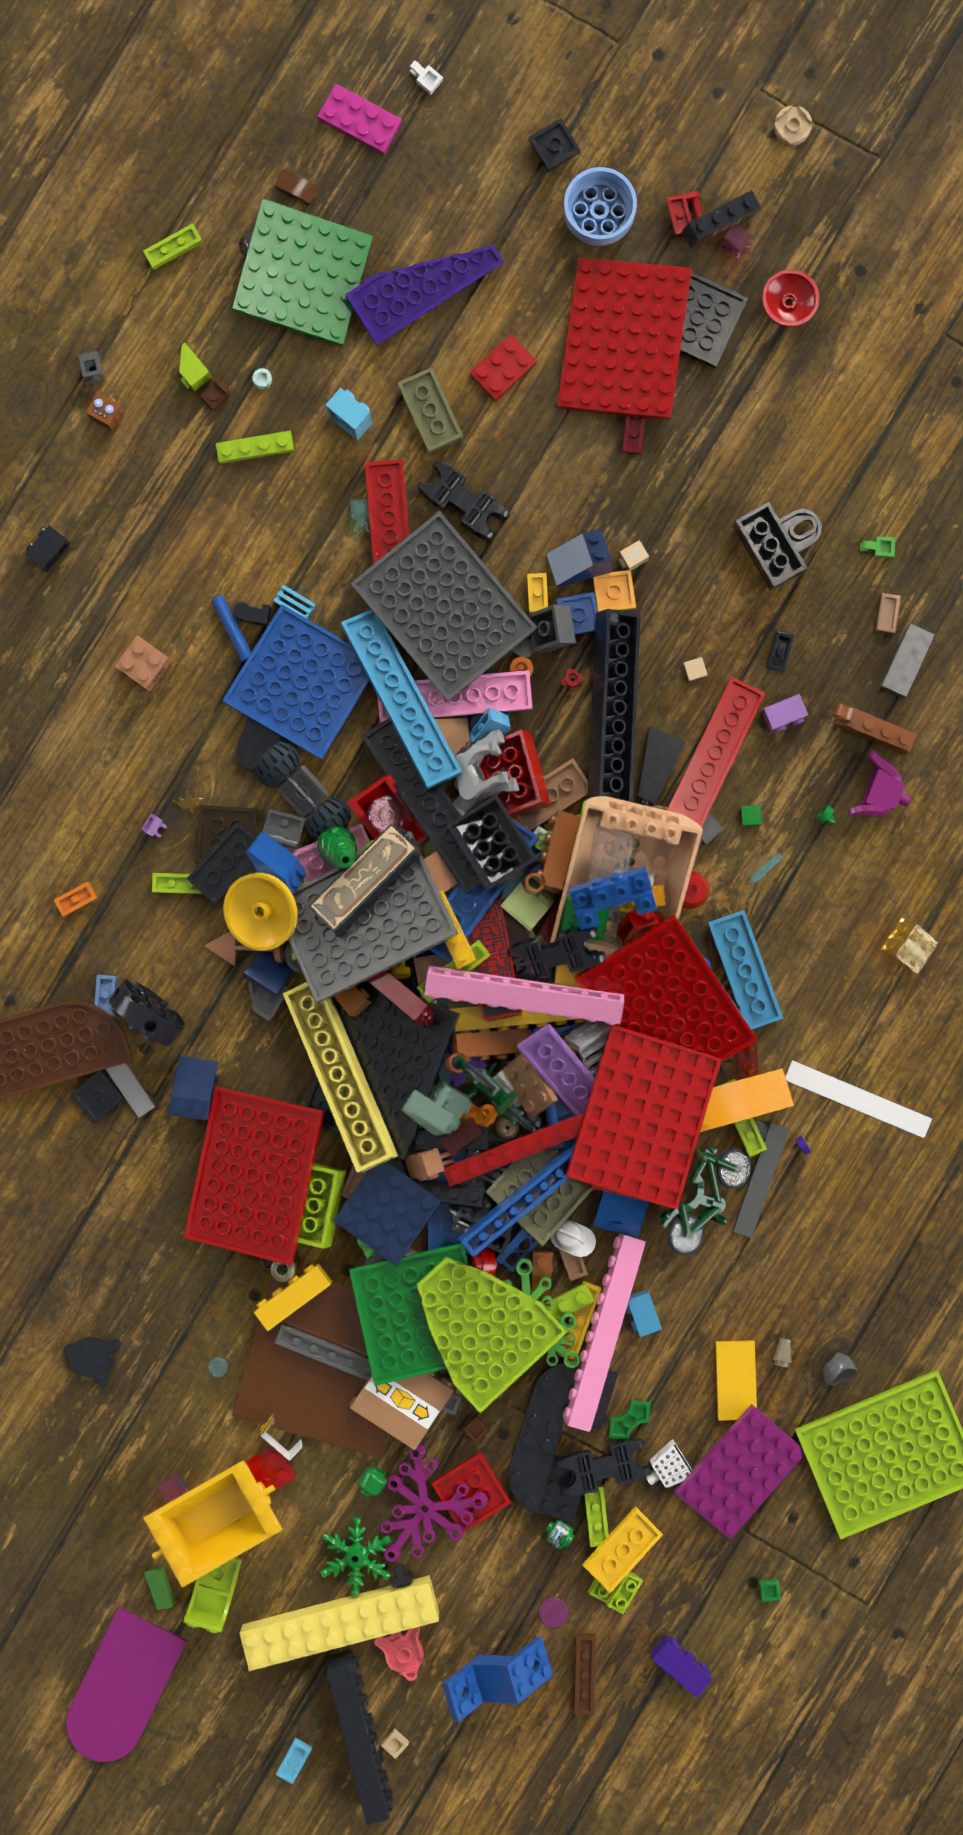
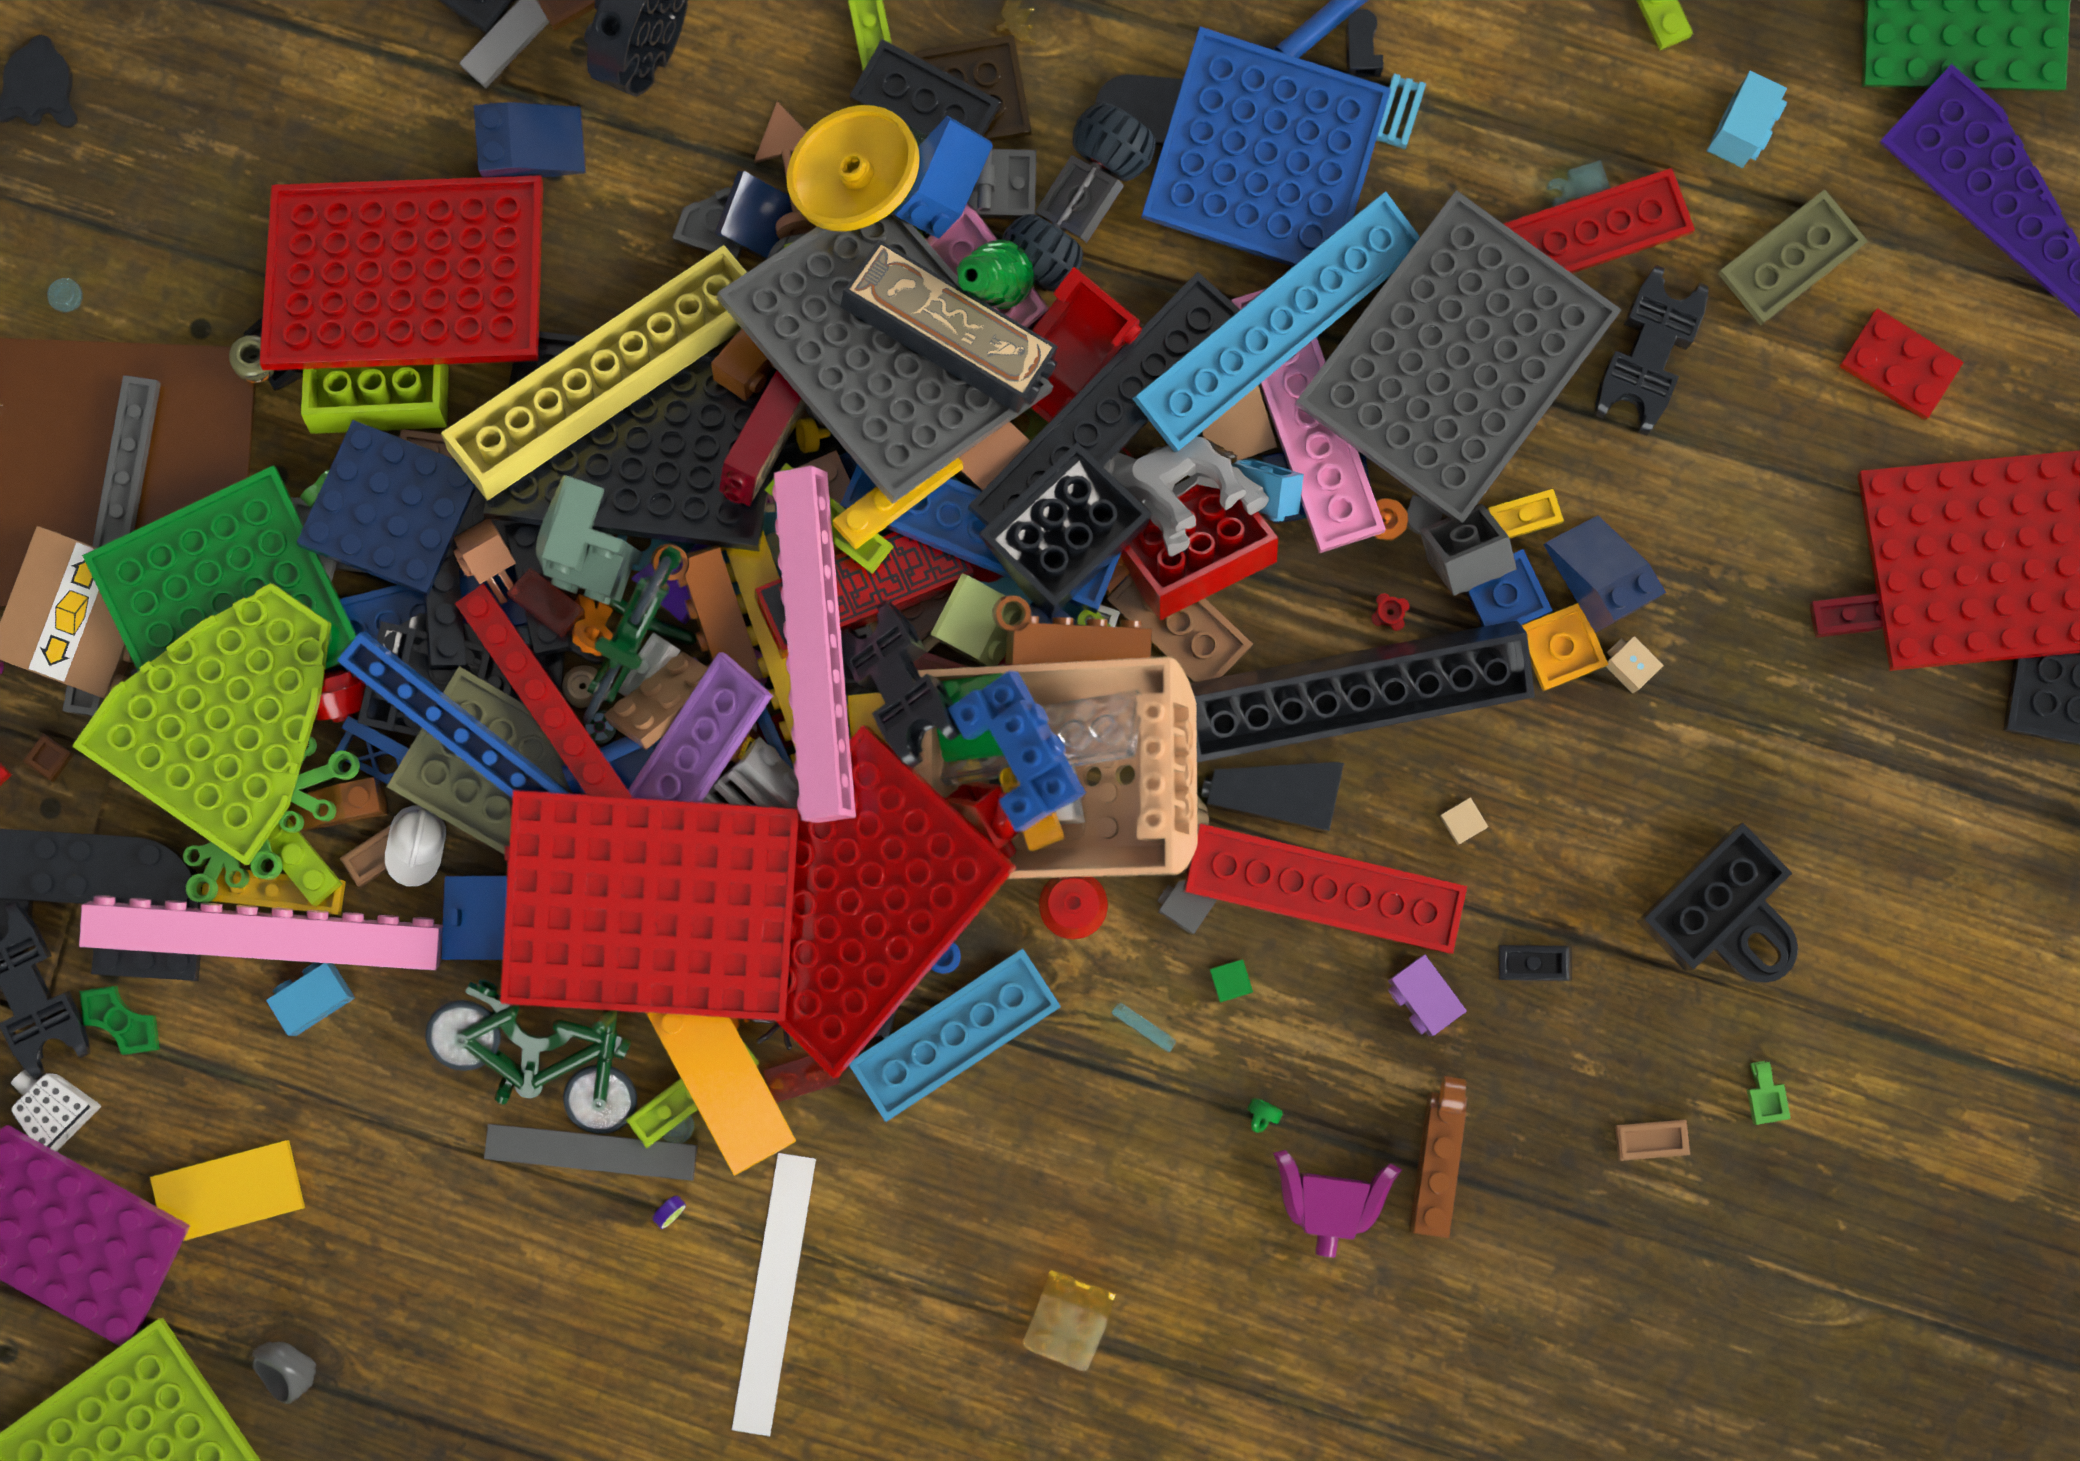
camera: 80 degrees right, 5 degrees down
(293, 1296) = (210, 388): yellow brick -> none
(385, 811) = (1079, 344): clear pink tile -> none
(783, 1353) = (291, 1264): dark tan cone -> none
(906, 661) = (1576, 1193): flat silver piece -> none

